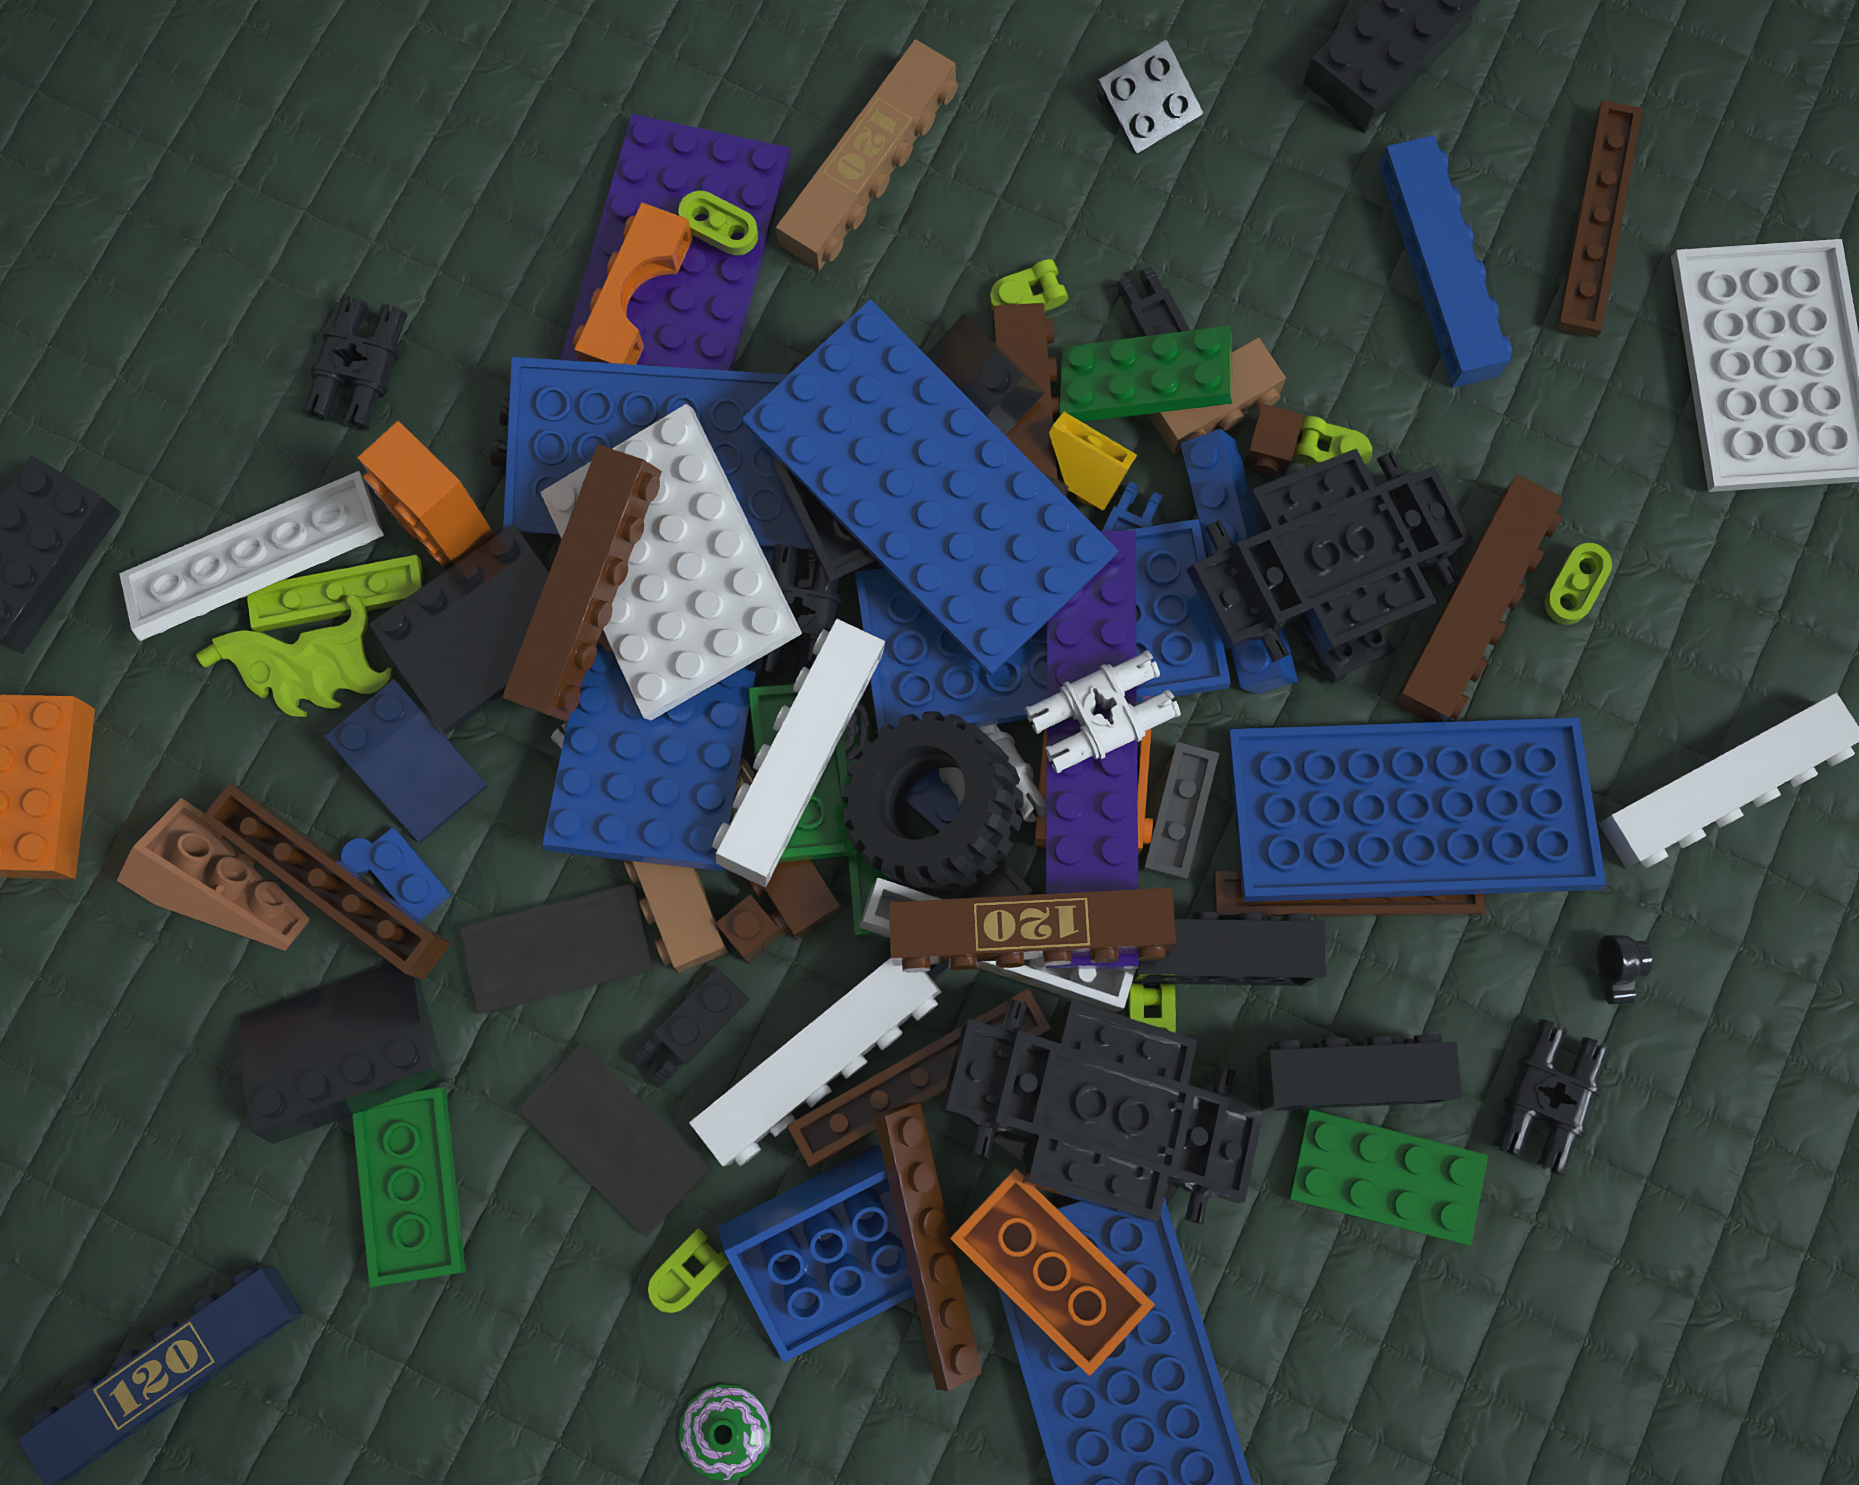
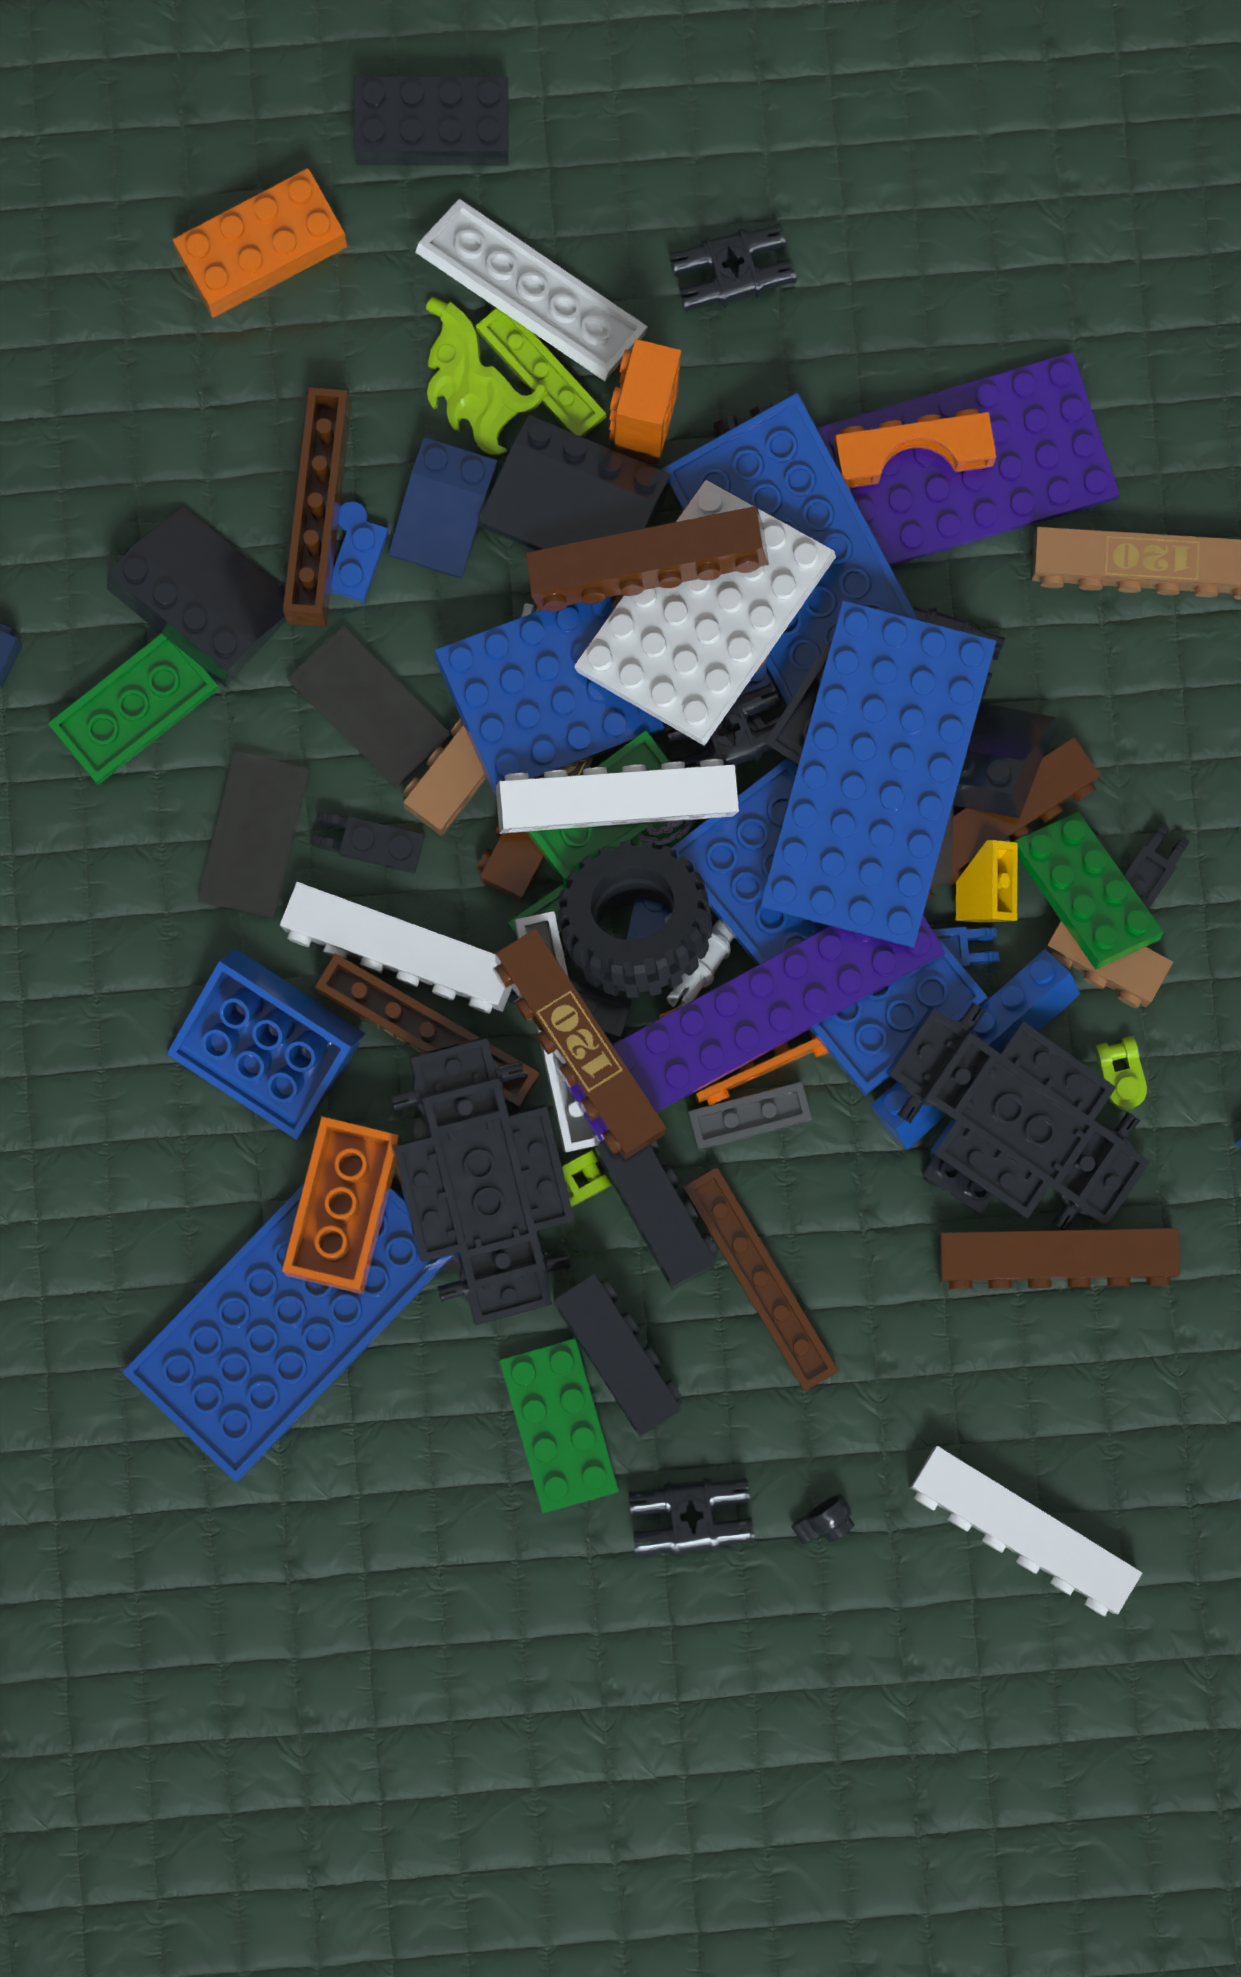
camera: 55 degrees right, 5 degrees up
(203, 876) = (268, 417): nougat wedge -> none
(674, 1285) = (174, 943): lime plate -> none
(721, 223) = (1014, 481): lime plate -> none
(745, 1417) = (104, 1058): dish -> none
(749, 929) = (465, 840): reddish brown brick -> none
(928, 1245) = (304, 1108): reddish brown plate -> none
(1016, 287) = (1102, 747): lime plate -> none
(1108, 690) = (775, 983): white pin -> none
(1273, 440) = (1096, 1022): reddish brown brick -> none
(1414, 810) = (855, 1292): blue plate -> none
(1577, 586) = (1120, 1328): lime plate -> none

